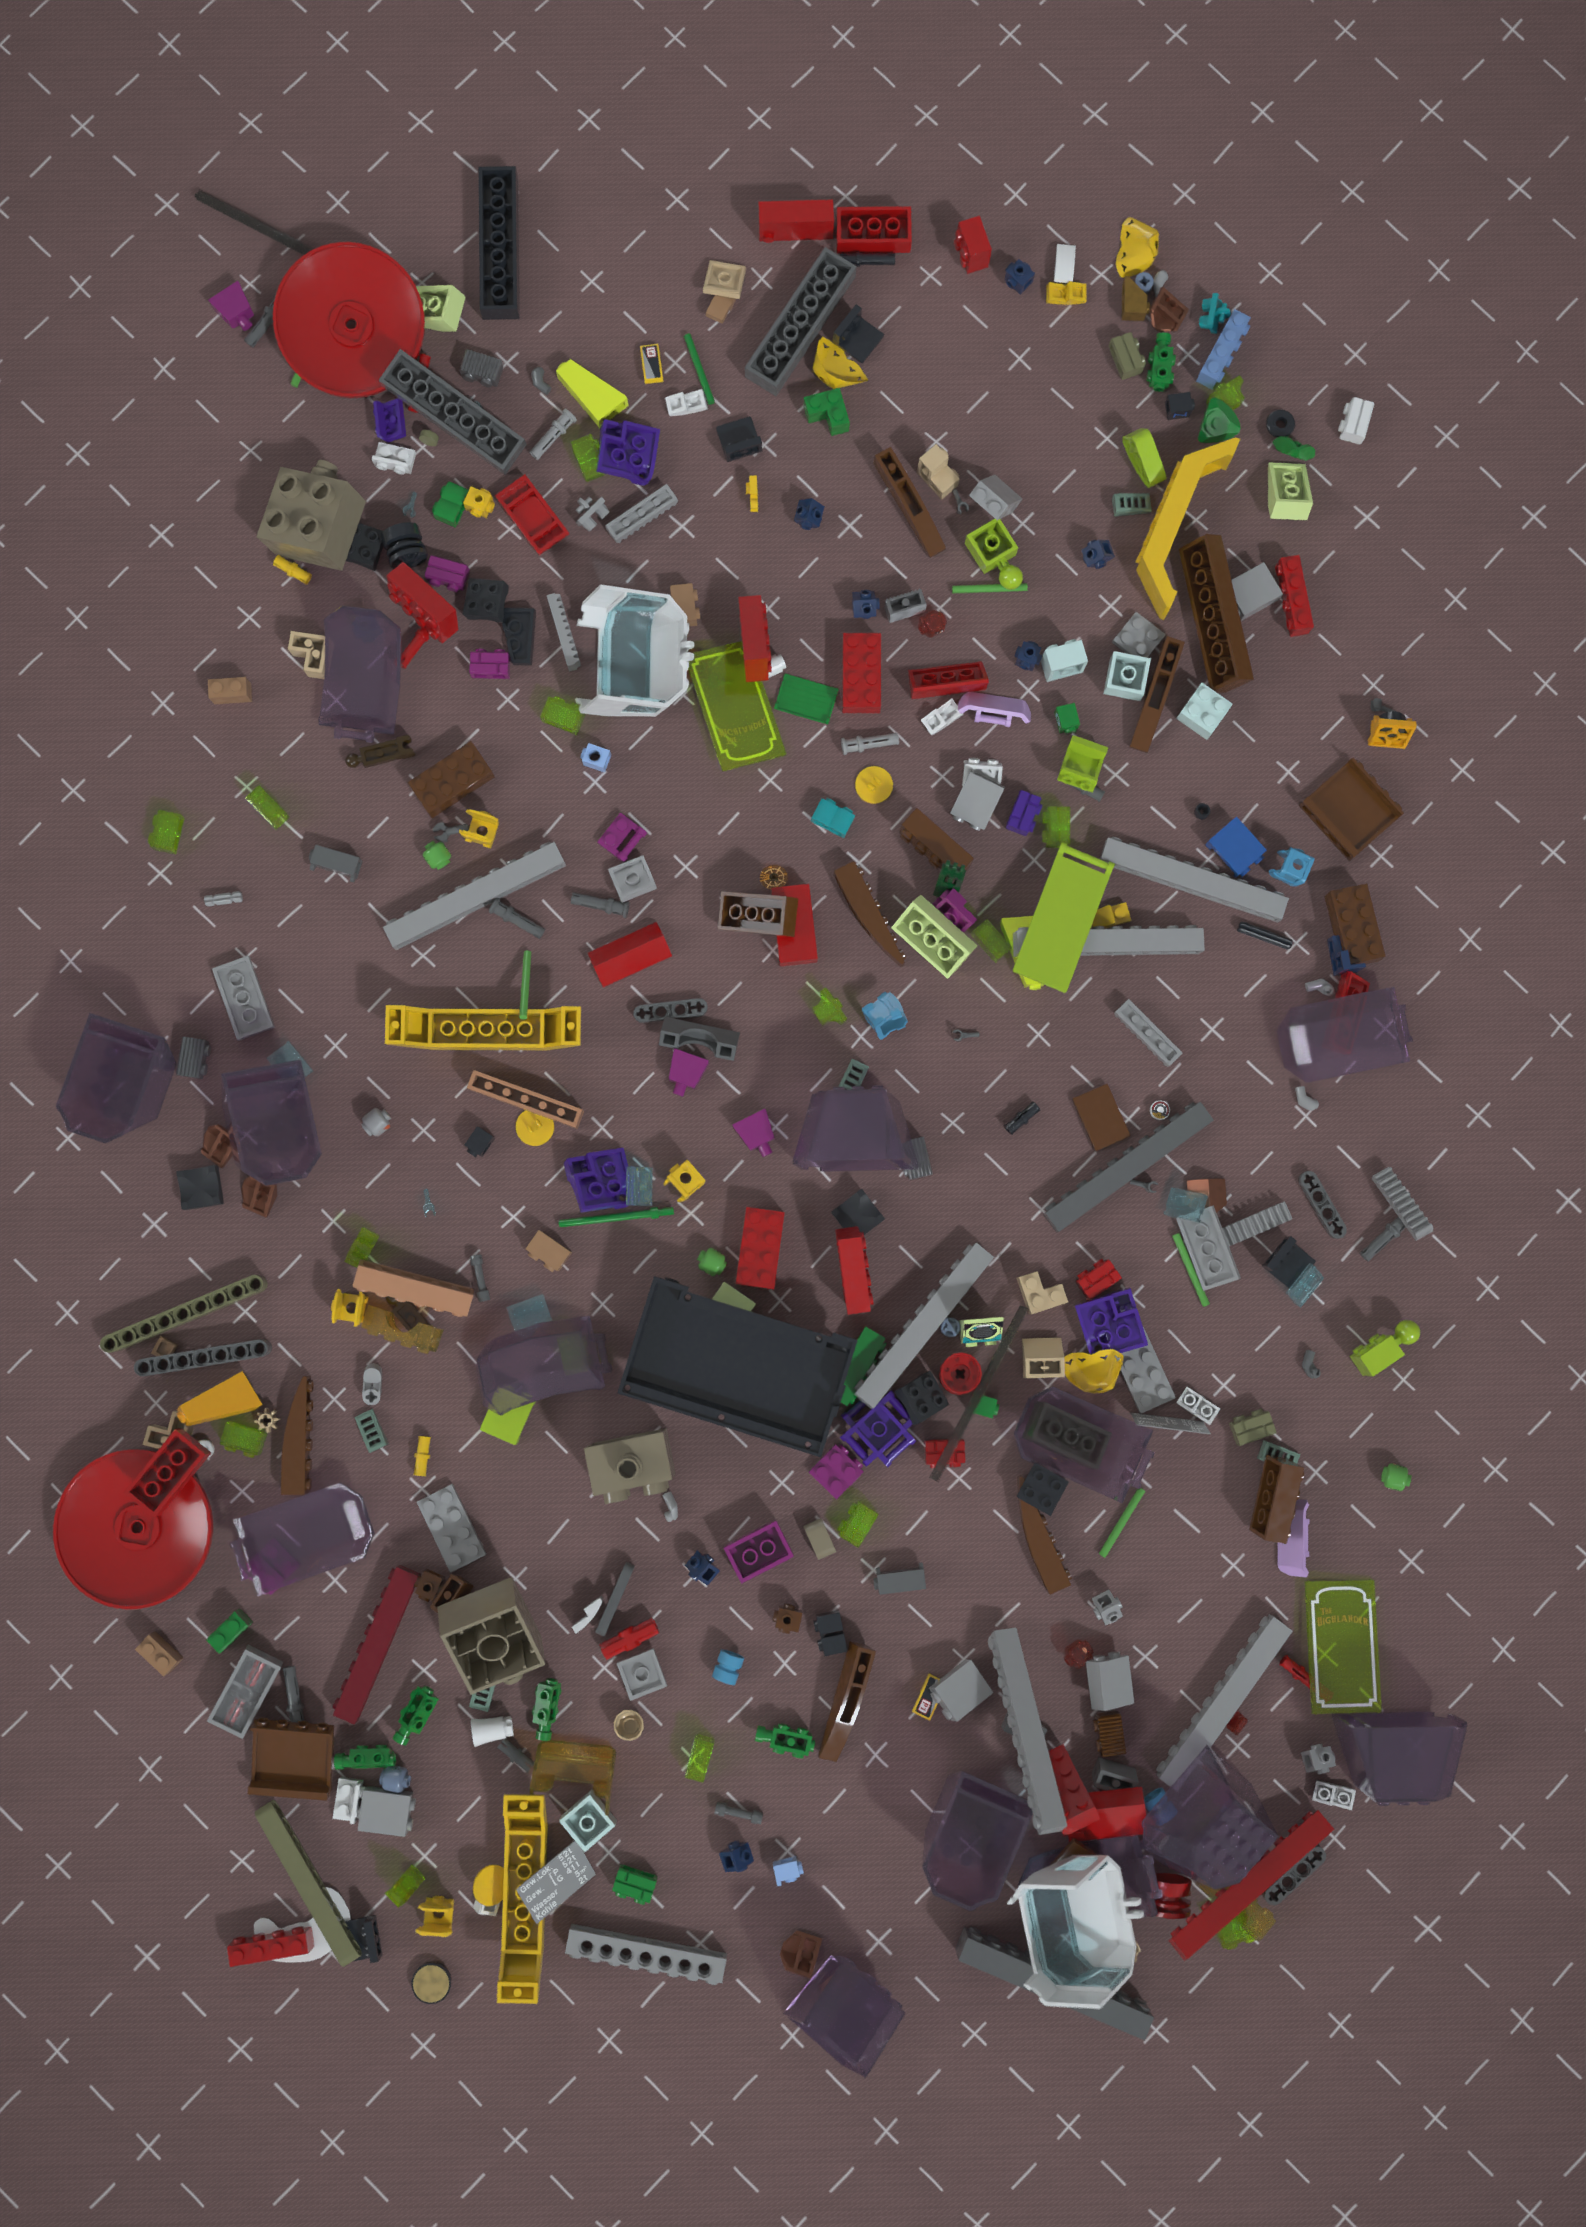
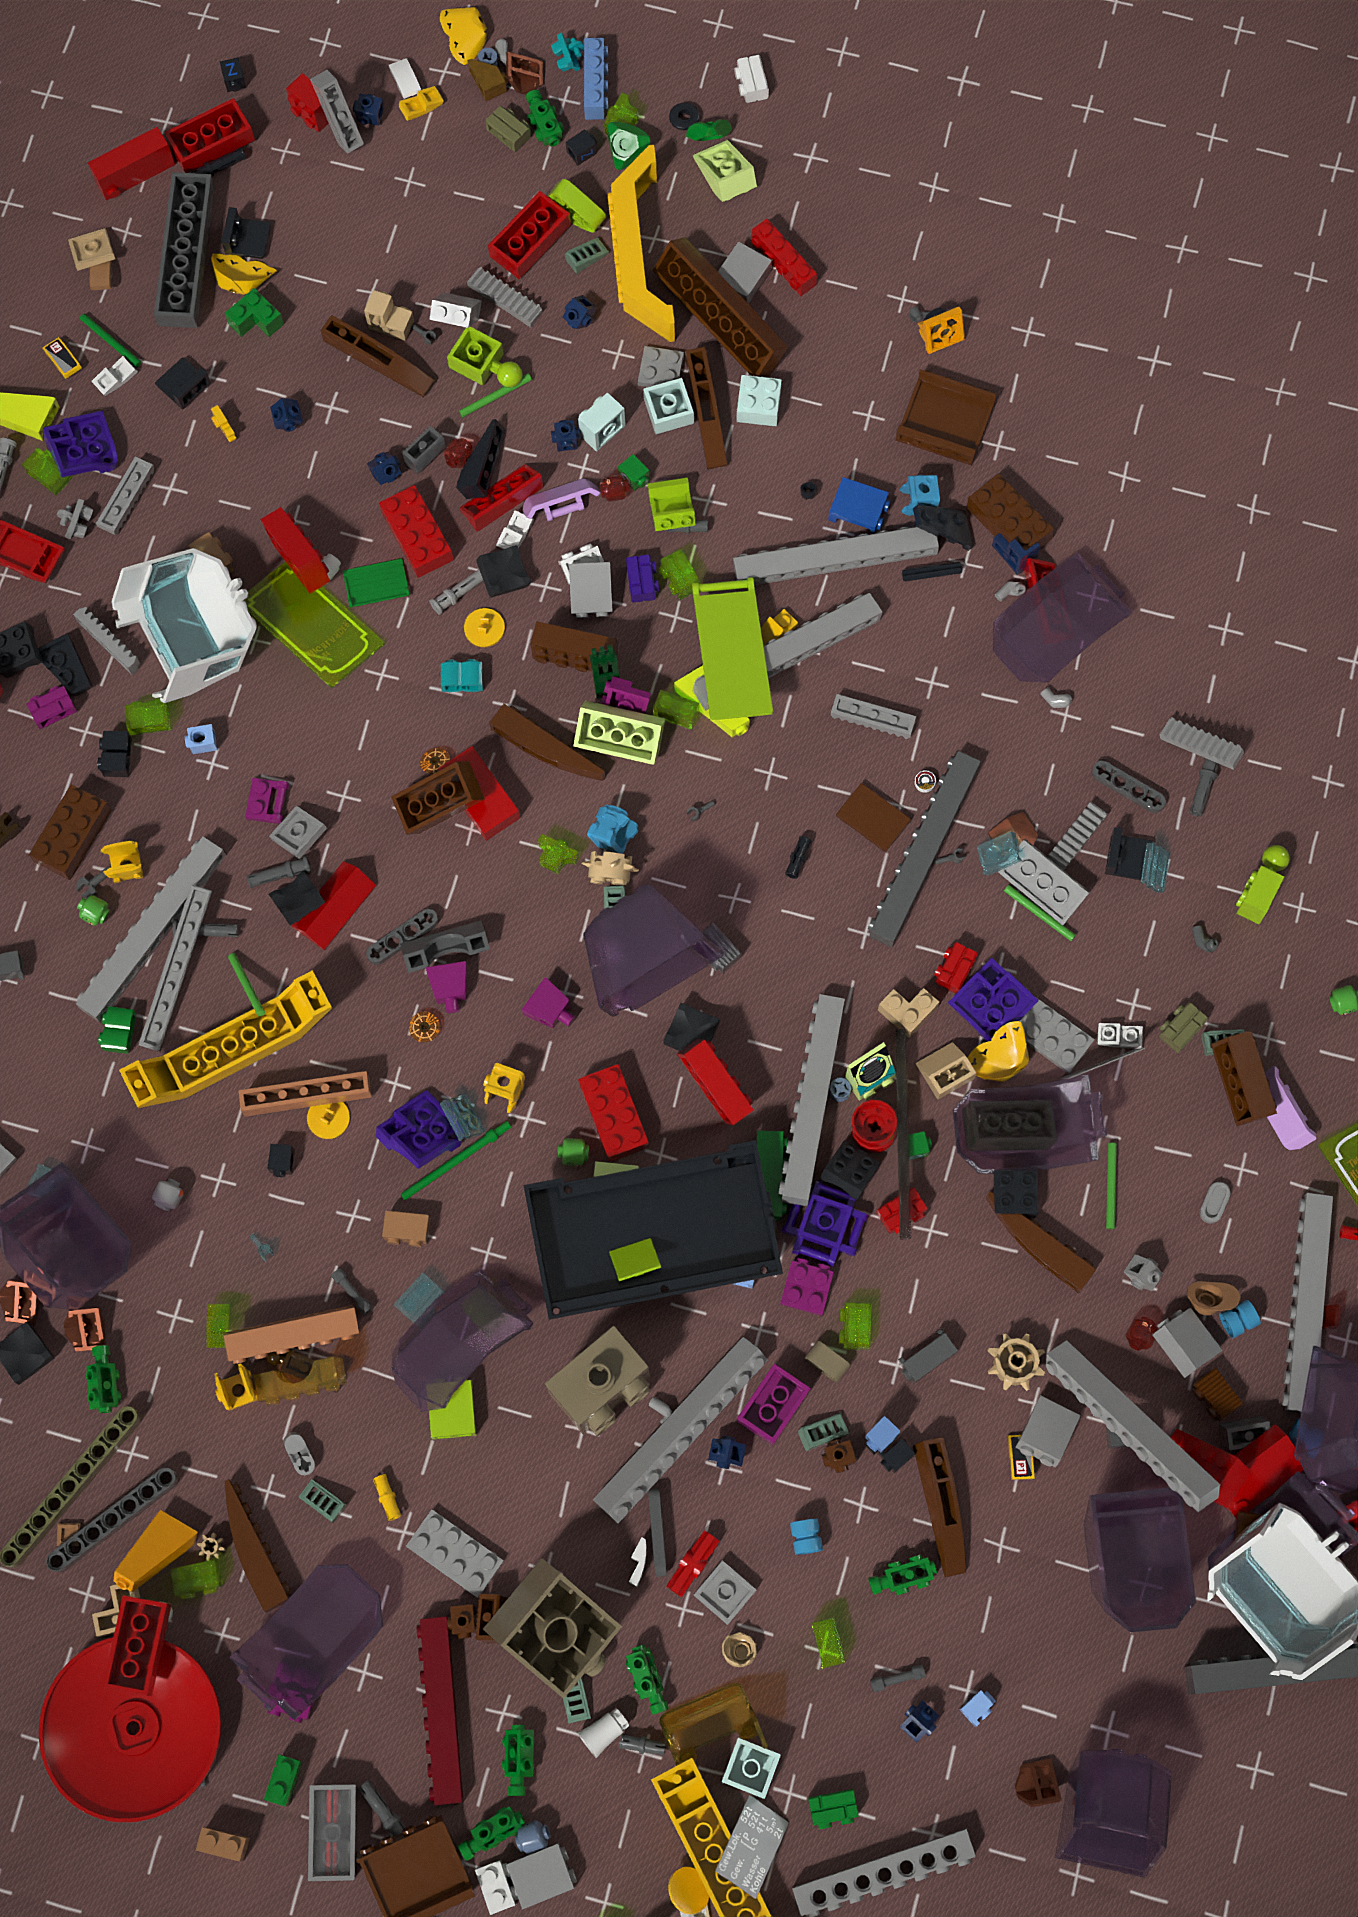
camera: 20 degrees left, 10 degrees down
(249, 1244) = (102, 1381): none -> green brick
(406, 965) = (117, 1030): none -> green brick
(476, 939) = (175, 968): none -> light grey tile
(525, 724) = (115, 749): none -> black piece
(602, 935) = (297, 899): none -> black brick
(648, 1094) = (424, 1026): none -> clear orange piece
(675, 1530) = (680, 1430): none -> light grey brick
(710, 1381) = (635, 1259): none -> lime piece
(770, 1590) = (806, 1439): none -> sand green slope
(828, 1624) = (881, 1435): none -> medium blue brick
(865, 1046) = (610, 868): none -> tan brick
(913, 747) = (503, 571): none -> black brick
(922, 183) = (232, 74): none -> black brick
(942, 646) = (479, 468): none -> black slope
(972, 1632) = (1010, 1373): none -> tan brick
(990, 266) = (337, 111): none -> light grey brick
(1043, 505) = (505, 297): none -> light grey gear
(1043, 722) = (614, 487): none -> clear red head
(1093, 462) = (529, 235): none -> red brick
(1151, 1657) = (1212, 1297): none -> medium nougat piece
(1162, 1685) = (1239, 1319): none -> dark azure wheel
(1196, 1580) = (1215, 1202): none -> light grey tile
(1298, 901) = (944, 522): none -> black wing

